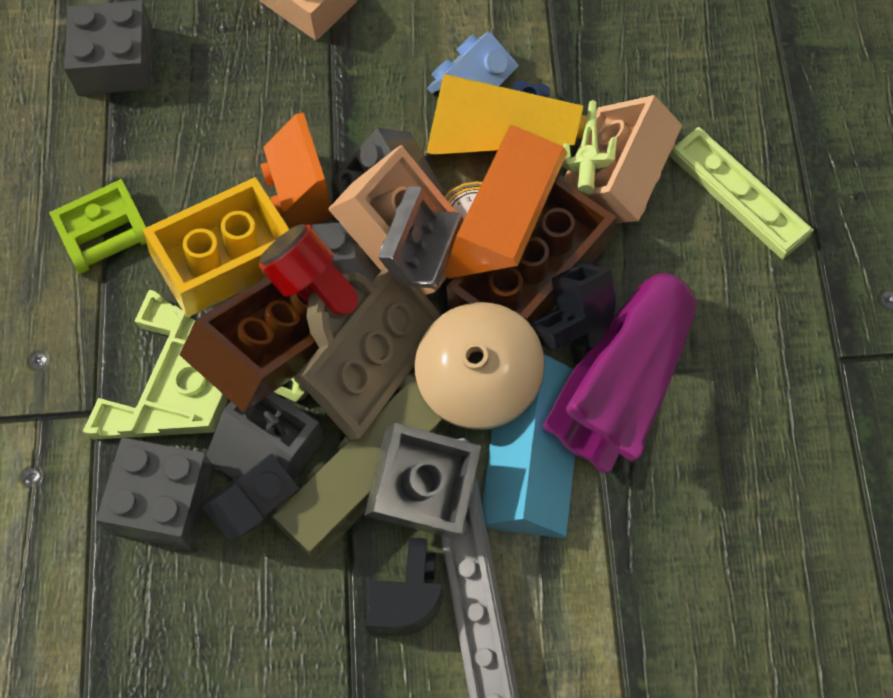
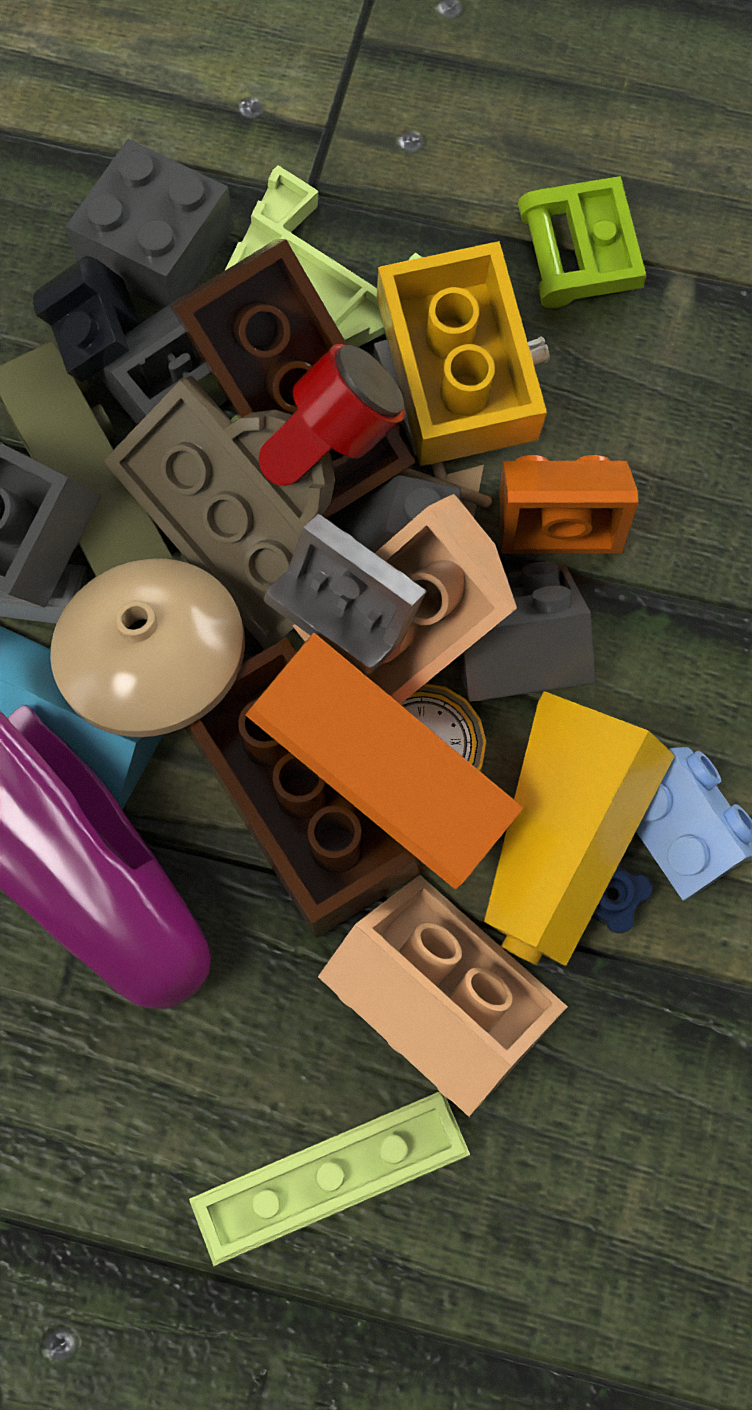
camera: 105 degrees right, 5 degrees up
(583, 310) = (176, 818): black brick -> none
(588, 156) = (441, 925): yellowish green piece -> none

